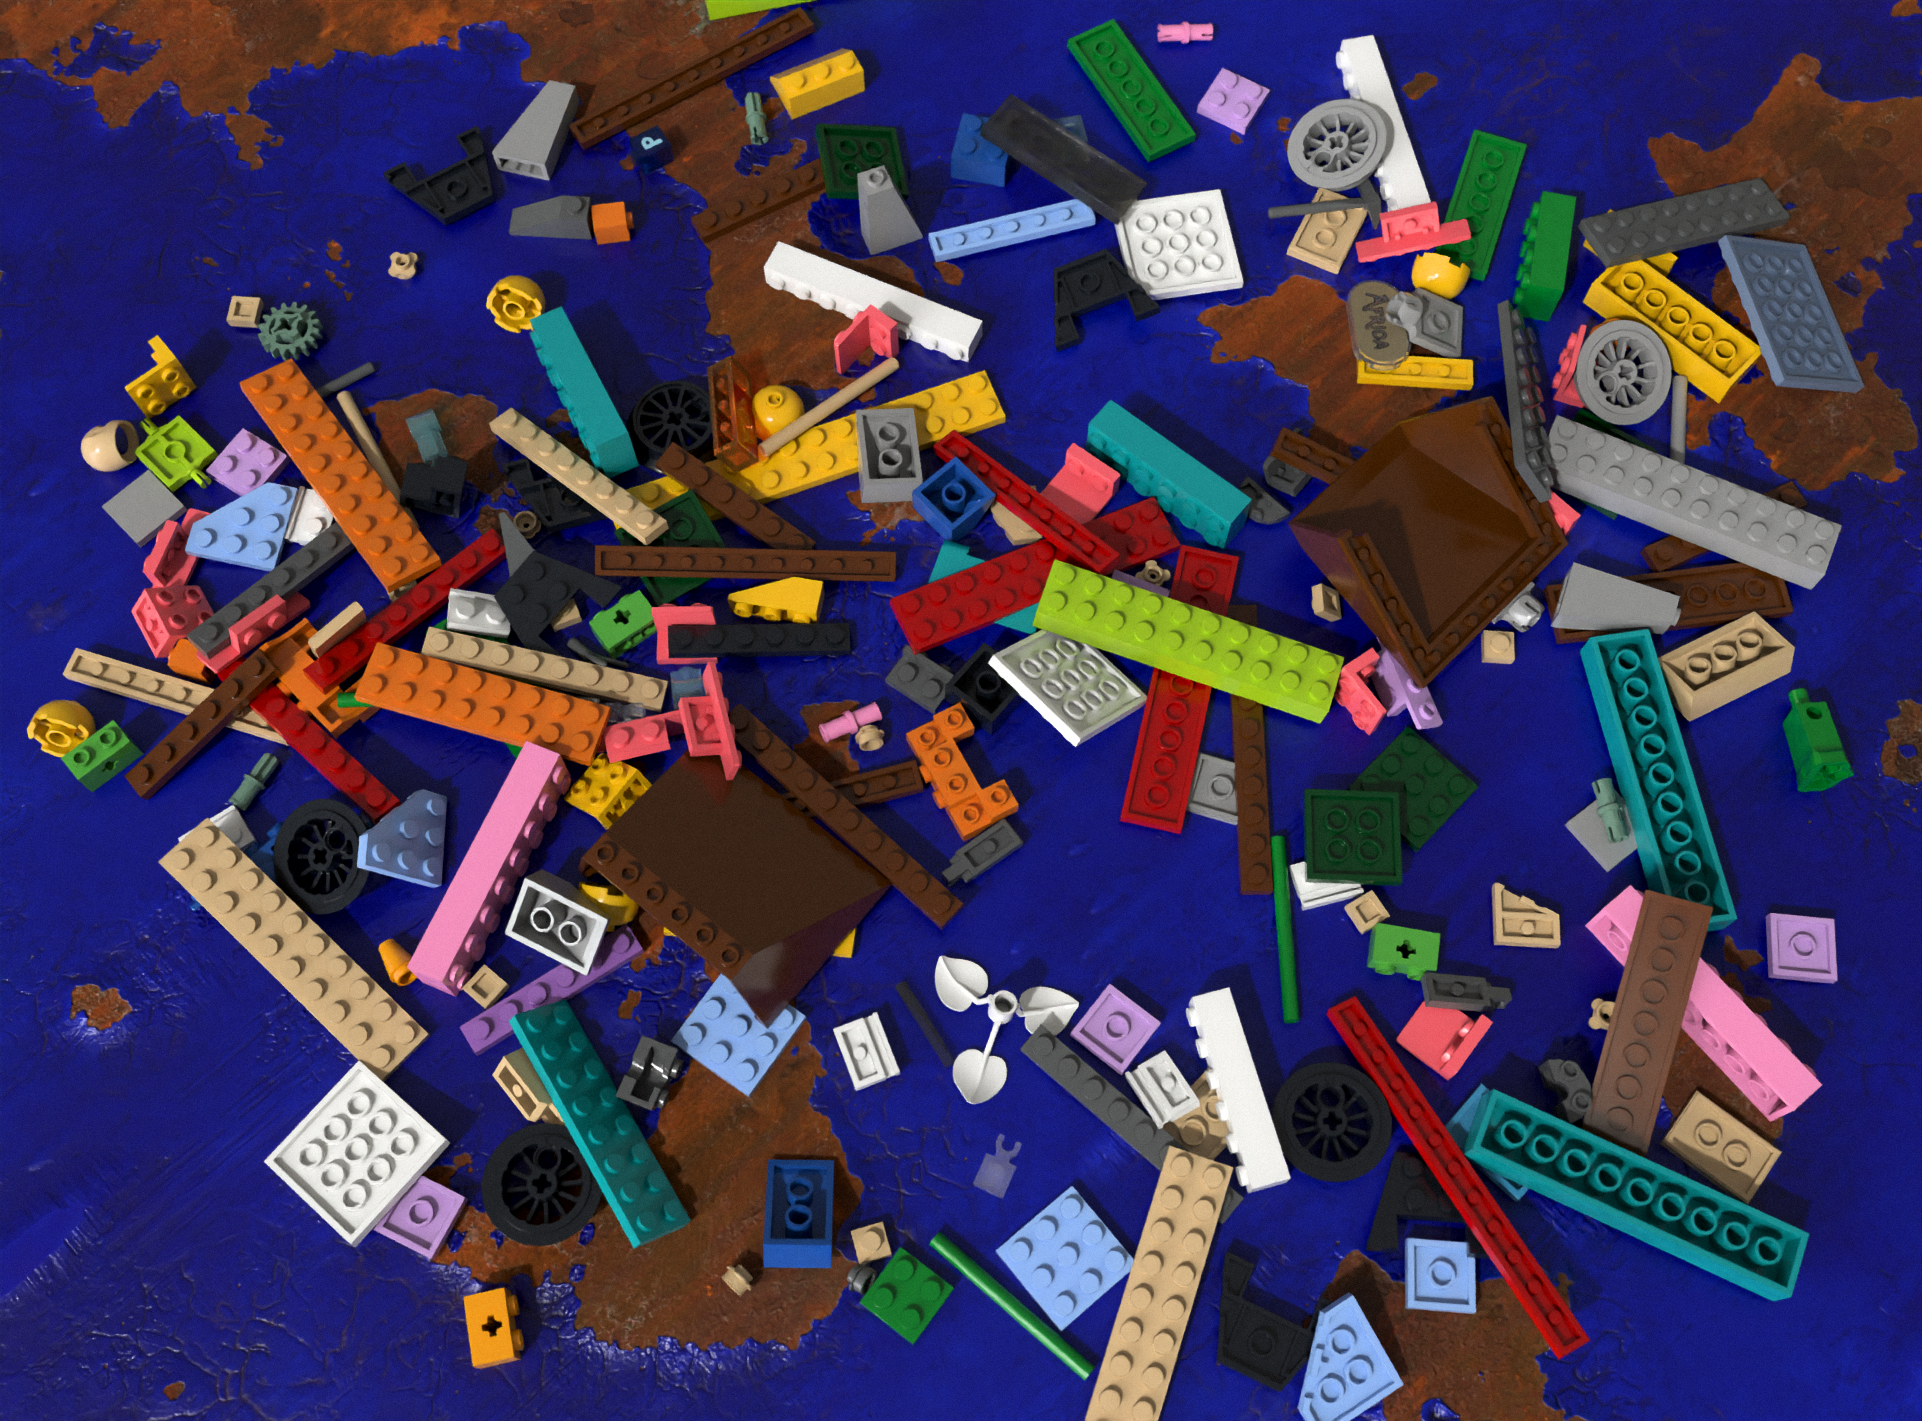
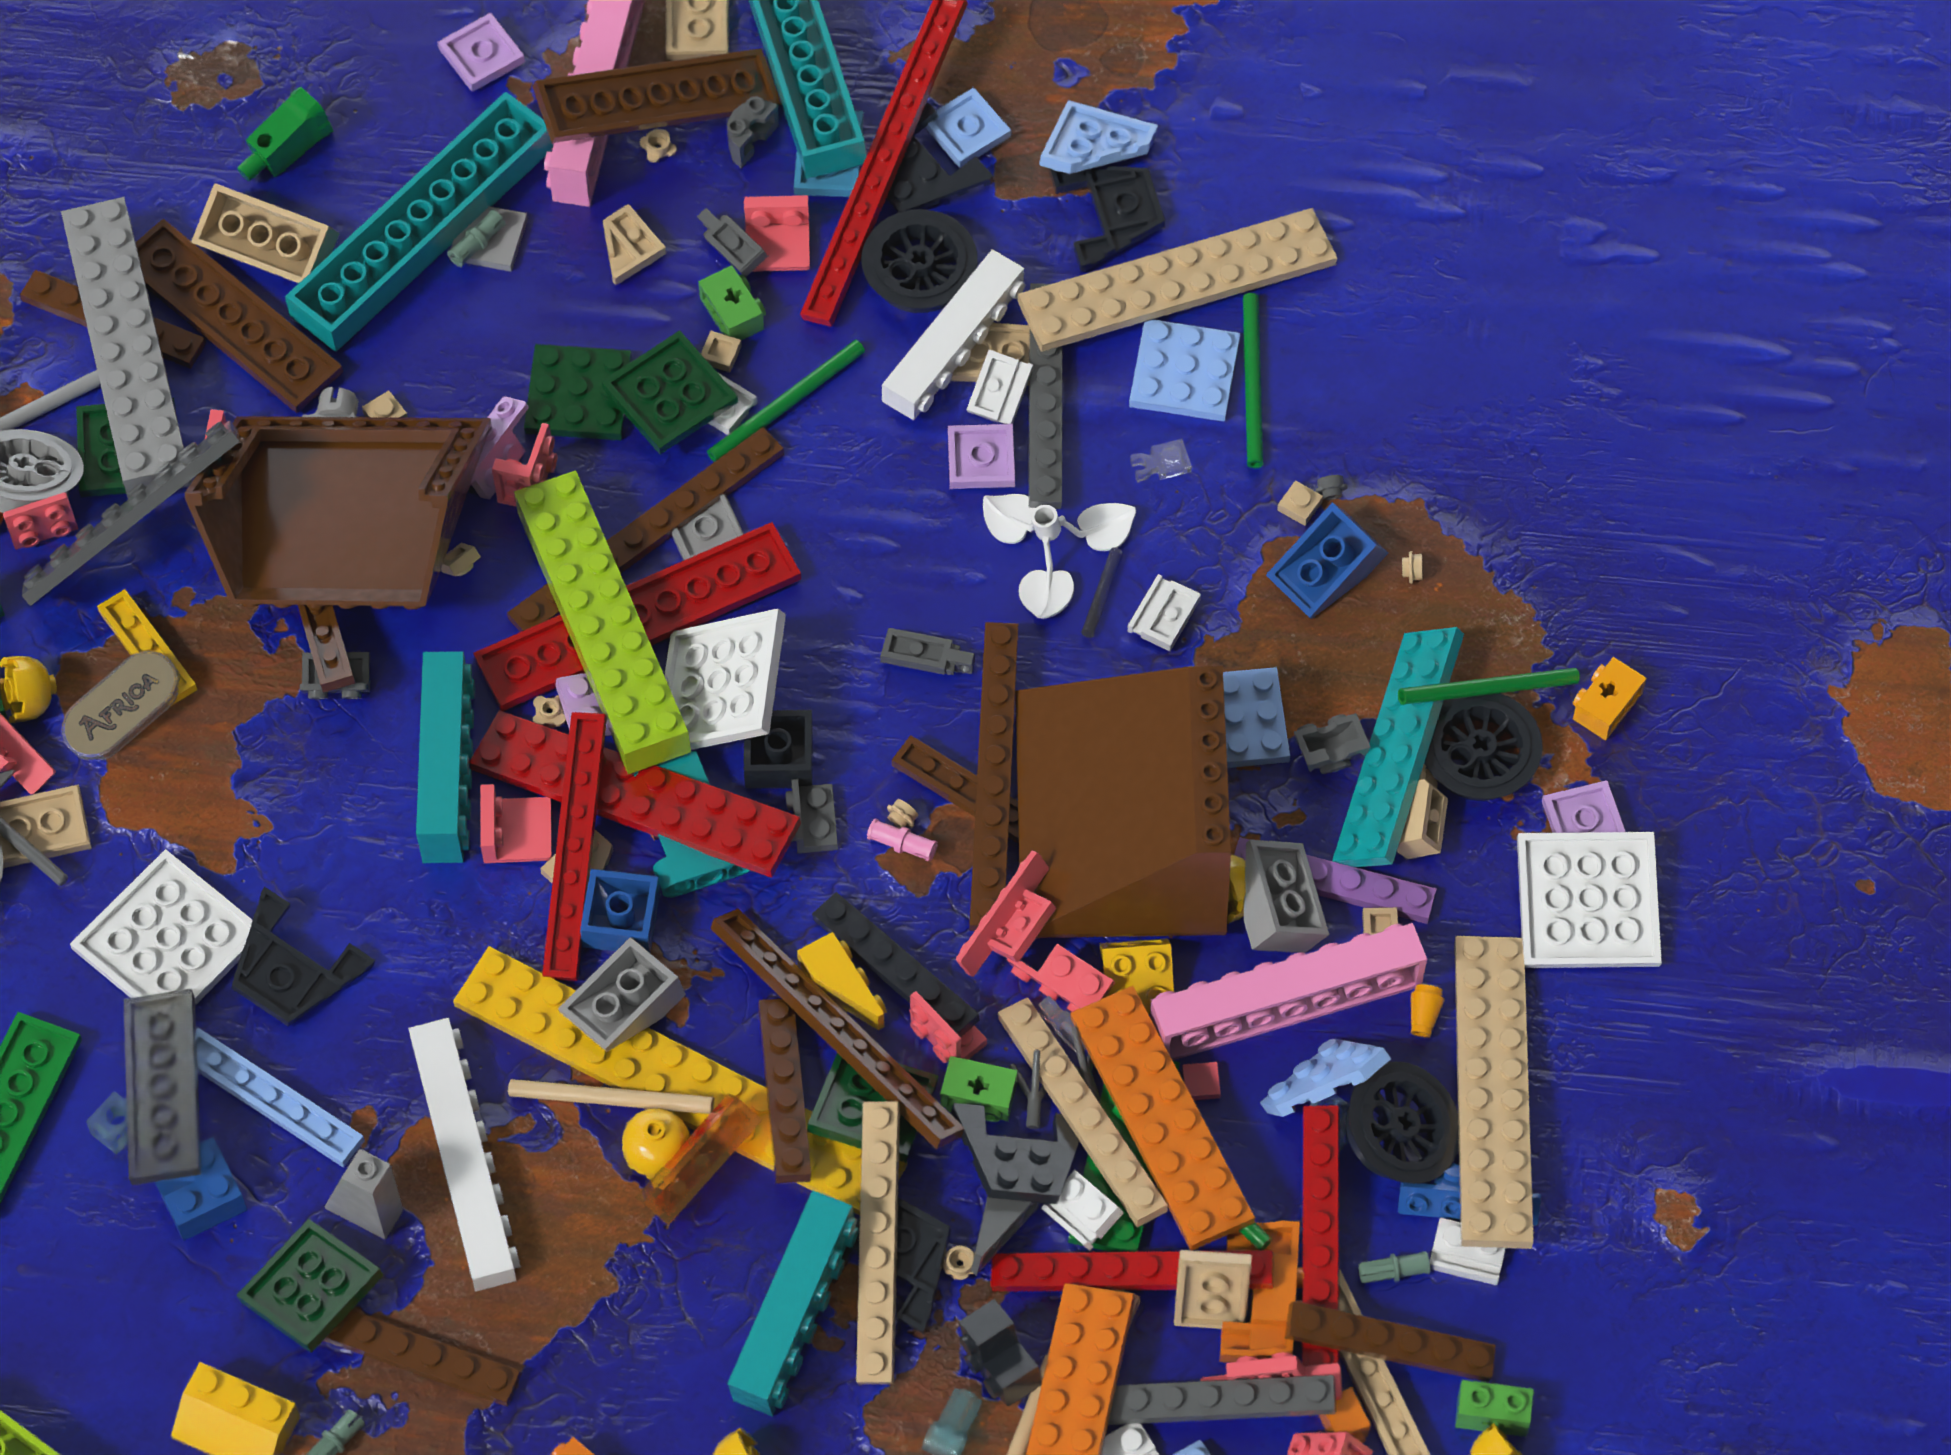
camera: 130 degrees left, 5 degrees down
(495, 770) = (1202, 1080): none -> coral tile
(576, 1229) = (1488, 686): none -> green piece
(665, 422) = (741, 1265): black piece -> none
(686, 683) = (992, 985): clear light blue brick -> none
(867, 329) = (519, 1120): coral bracket -> none
(907, 1295) = (1312, 450): green plate -> none
(951, 778) = (881, 723): orange bracket -> none
(1263, 506) = (401, 679): dark grey plate -> none
(1429, 321) = (86, 662): light grey plate -> none
(1611, 603) = (282, 345): light grey slope -> none

